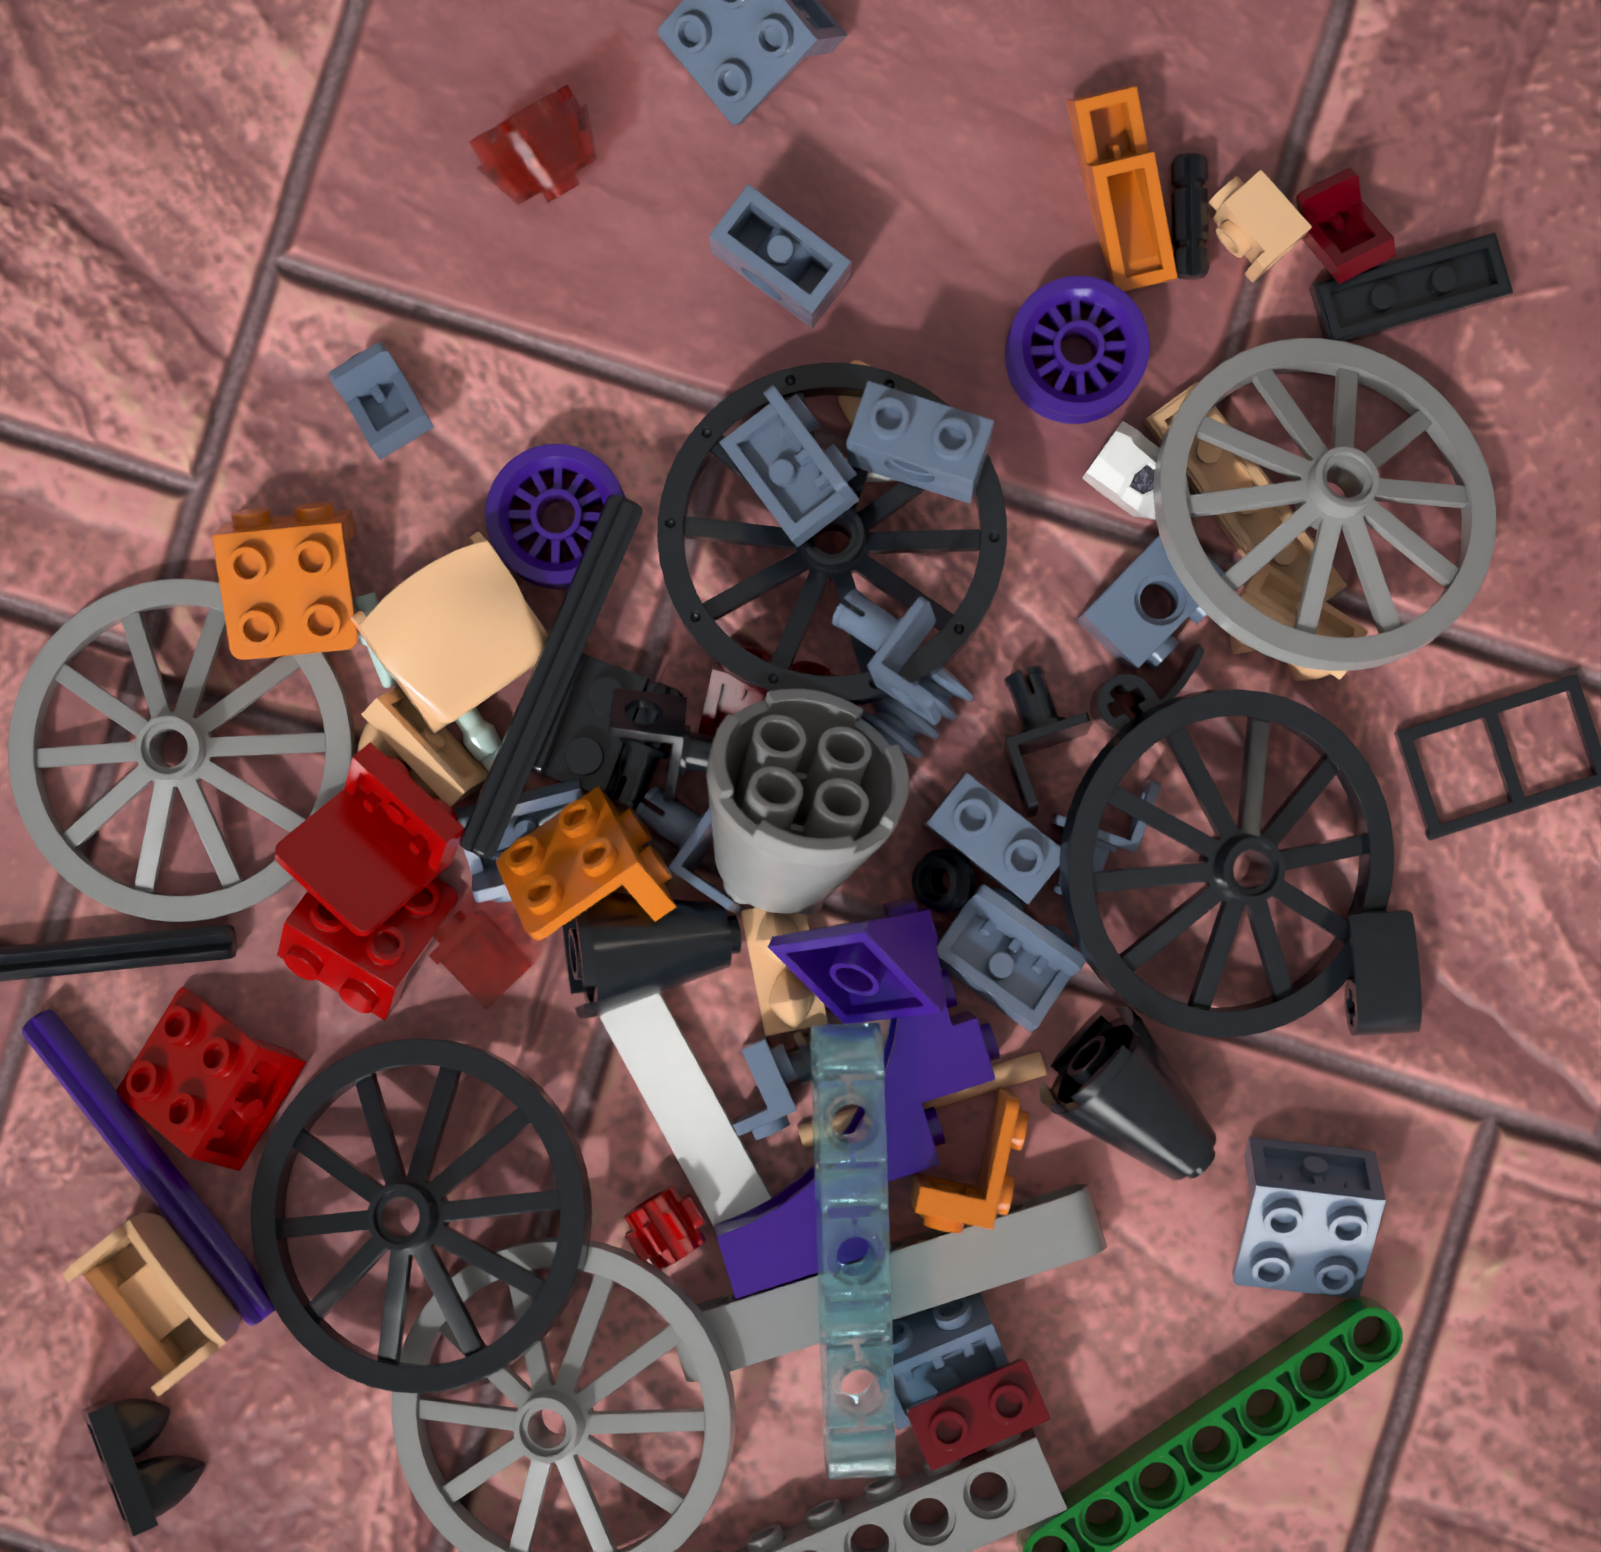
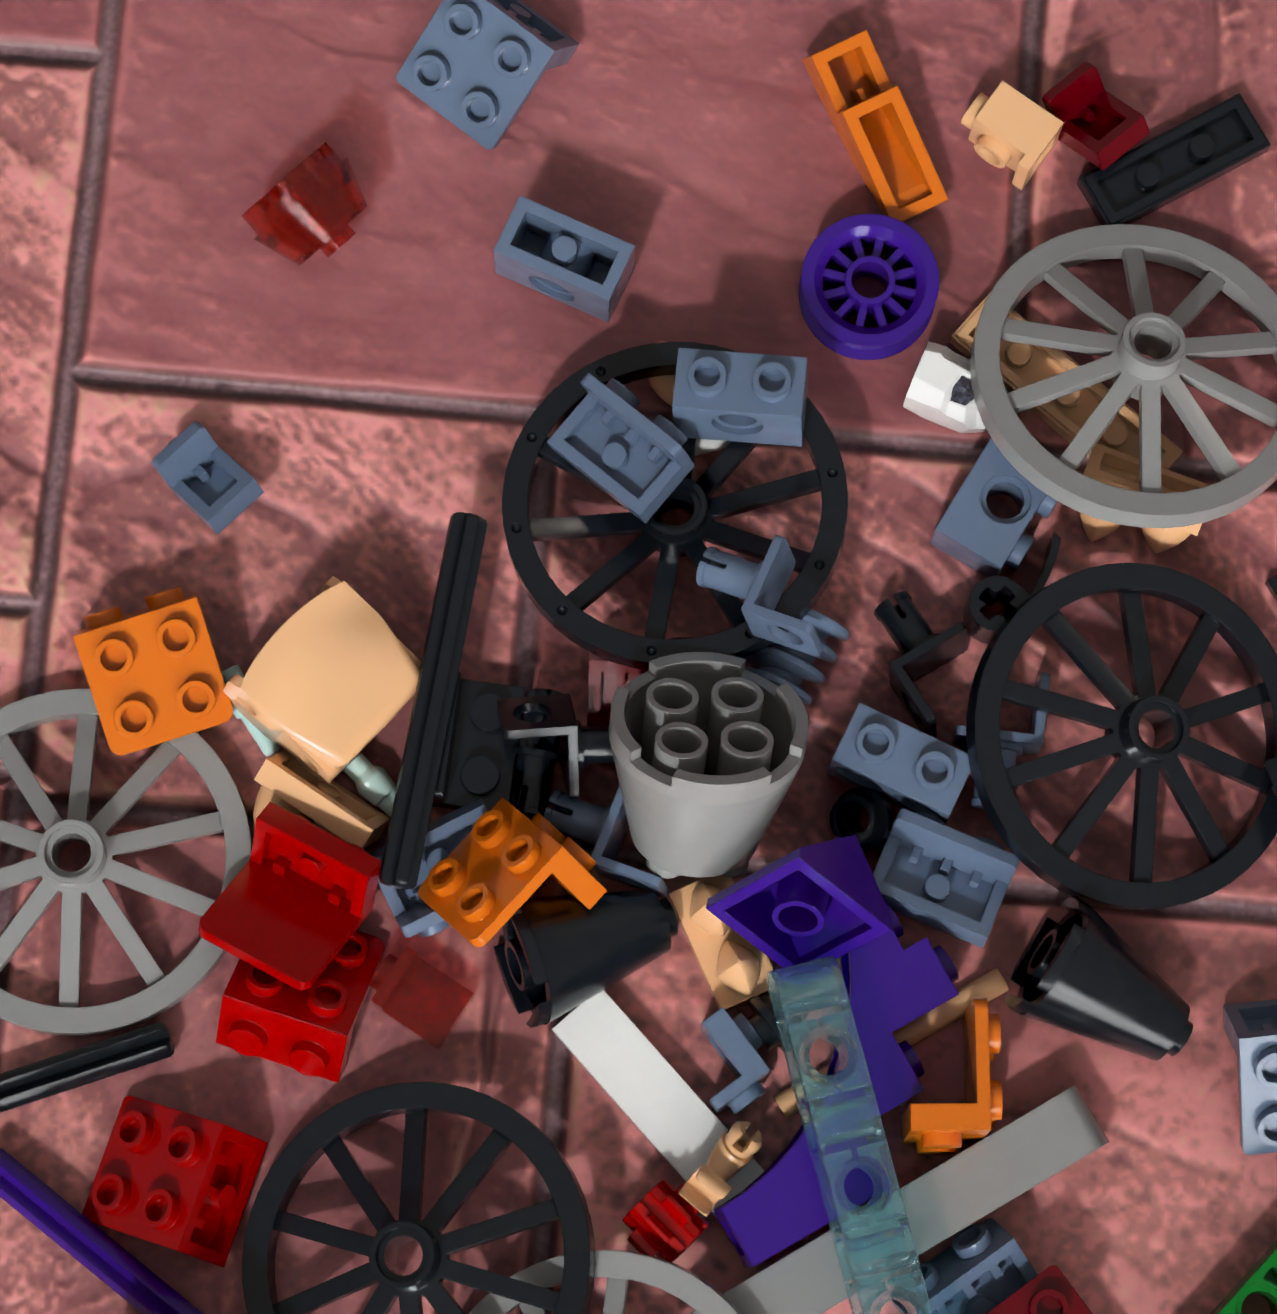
camera: 15 degrees left, 10 degrees down
(509, 486) = (366, 510): dark purple wheel -> none
(739, 1179) = (727, 1157): none -> light nougat arm
(1190, 215) = (946, 139): black axle -> none

